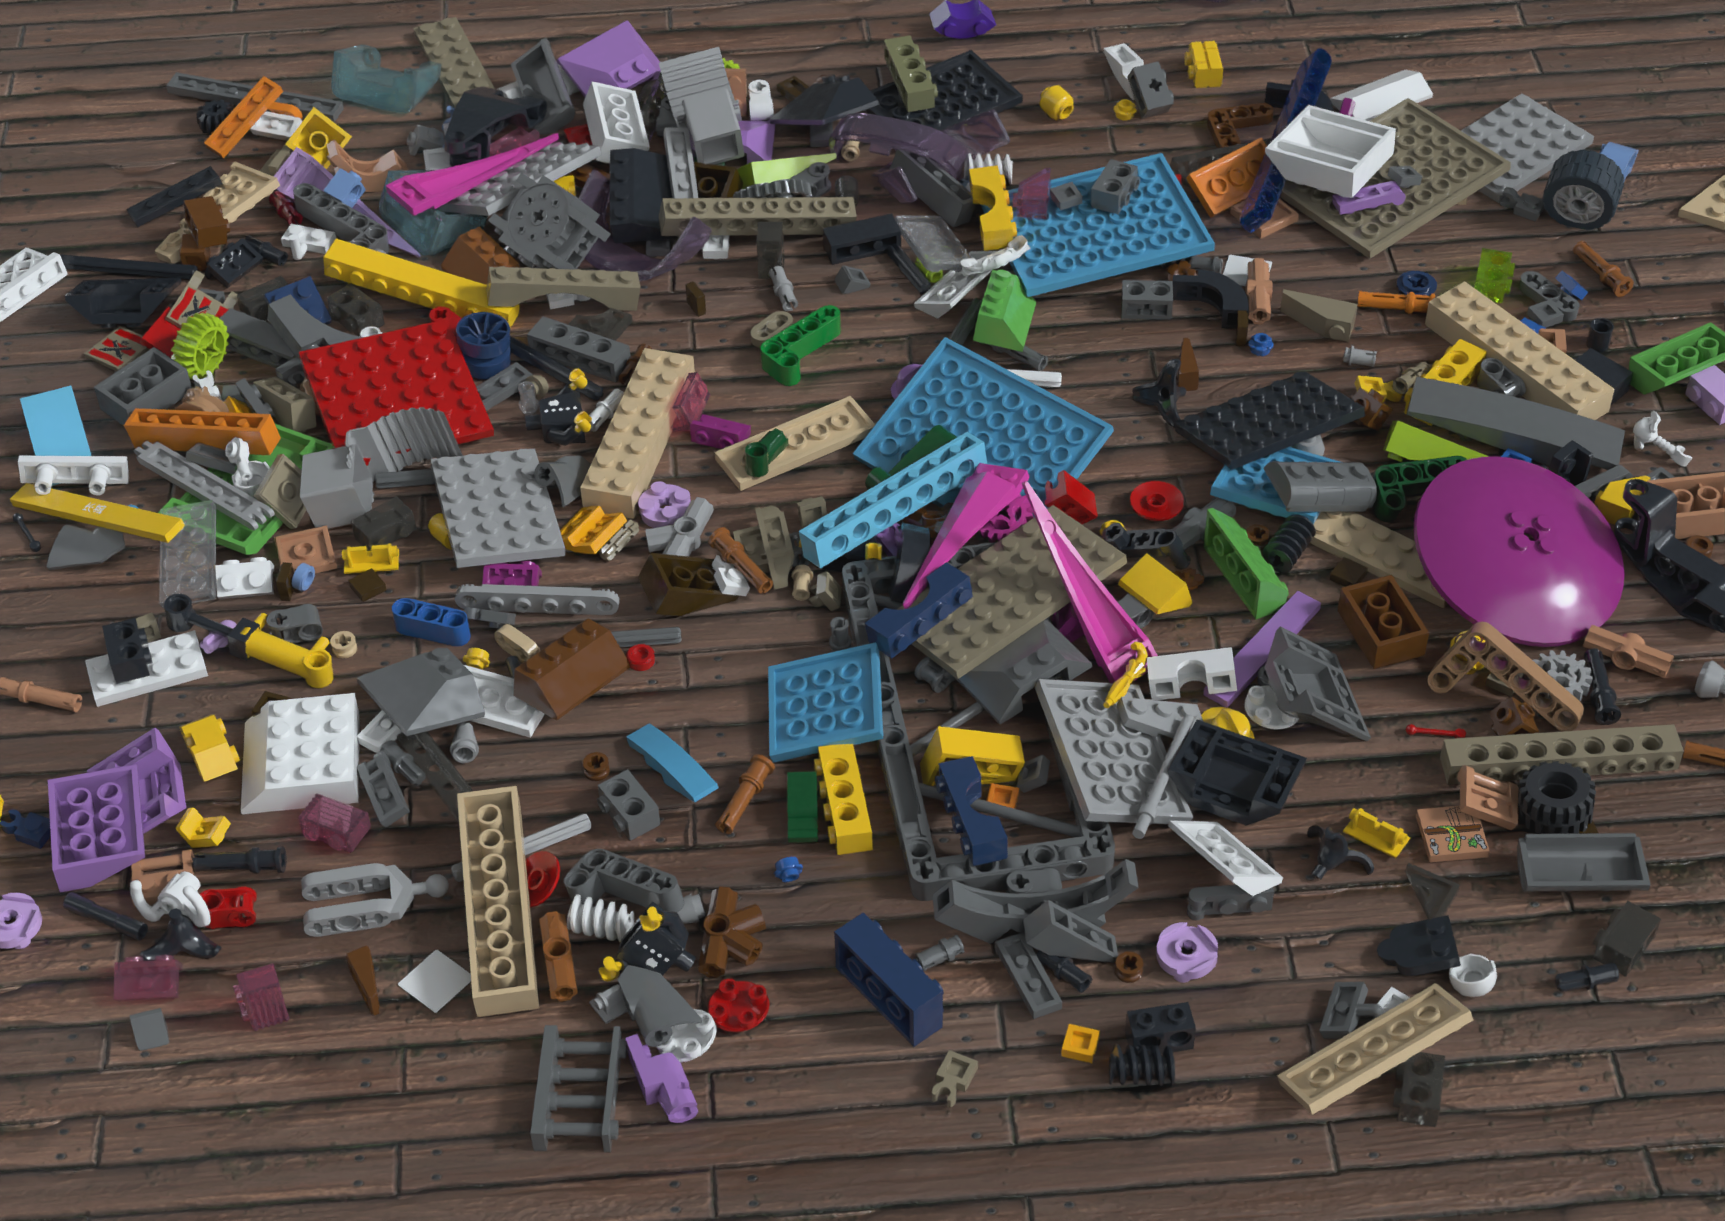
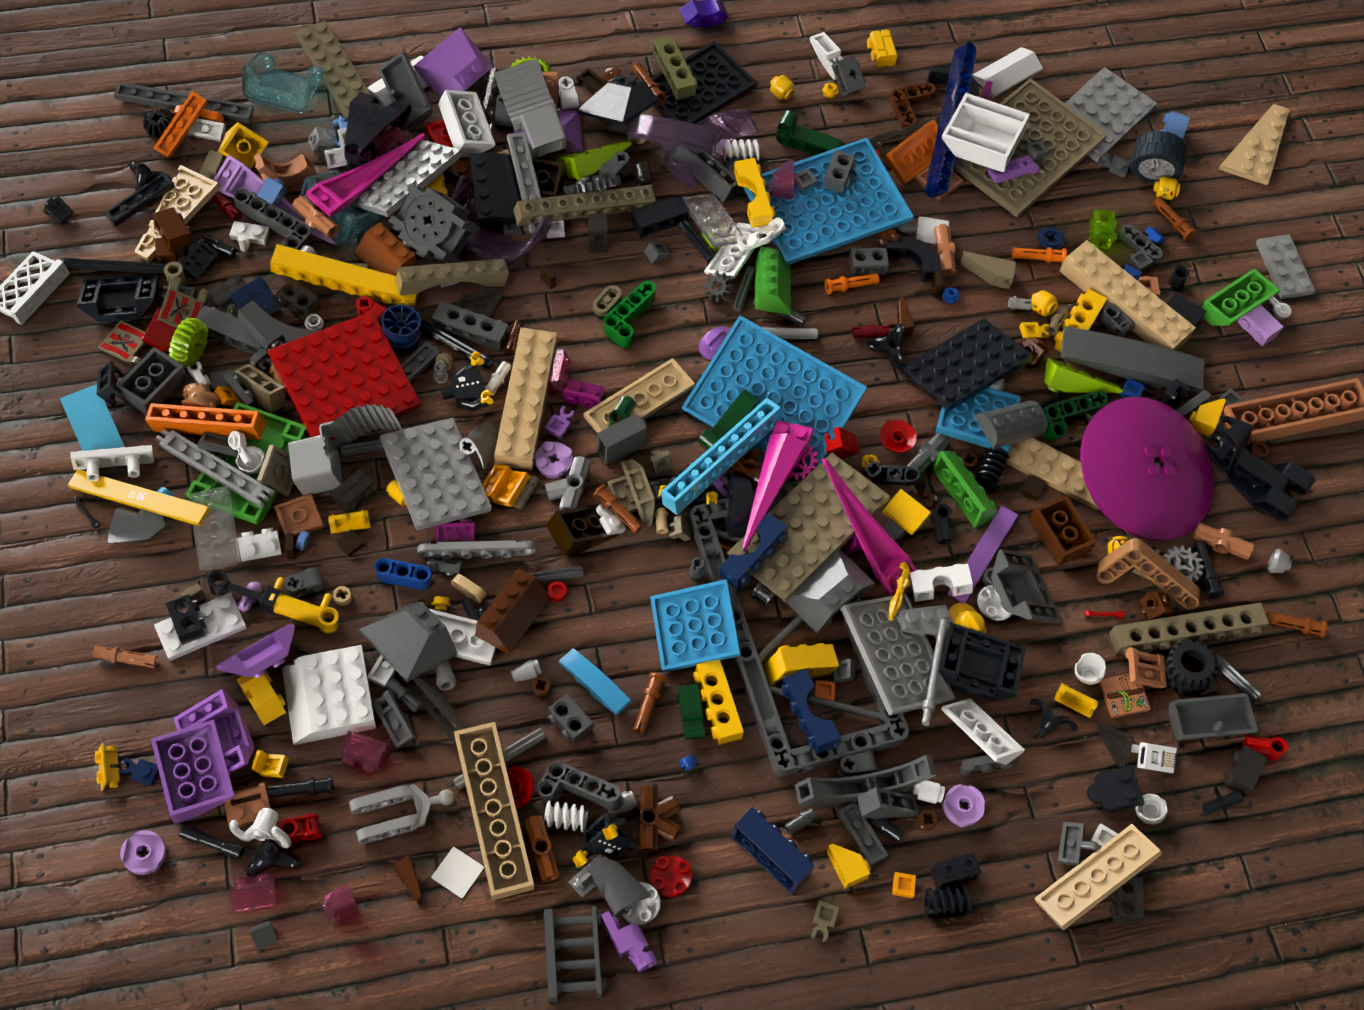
camera: 15 degrees left, 15 degrees up
(67, 203) = (58, 209): none -> black bracket
(82, 388) = (106, 383): none -> black hinge
(174, 704) = (261, 654): none -> medium lavender slope
(183, 164) = (144, 174): none -> black piece
(202, 265) = (175, 269): none -> dark tan brick
(396, 218) = (316, 217): none -> nougat piece
(579, 745) = (528, 670): none -> light grey cone
(679, 466) = (559, 424): none -> medium lavender plate
(760, 480) = (621, 439): none -> dark grey brick
(783, 288) = (609, 263): light grey pin -> none
(878, 92) = (642, 75): none -> dark orange pin
(917, 318) = (719, 280): none -> dark grey gear
(1001, 1011) = (848, 865): none -> yellow slope
(1069, 157) = (803, 138): none -> dark green beam
(1107, 323) = (843, 283): none -> orange pin
(1133, 379) = (870, 331): none -> dark red pin
(1135, 929) = (929, 792): none -> white brick
(1206, 606) = (943, 525): none -> black piece
(1394, 356) = (1044, 303): none -> yellow head
(1402, 793) = (1090, 668): none -> white hair
(1487, 908) = (1155, 757): none -> white piece
(1594, 230) = (1166, 188): none -> yellow head
(1629, 822) = (1238, 679): none -> dark grey axle
(1646, 431) = (1219, 358): white piece -> none
(1675, 911) = (1264, 746): none -> red piece

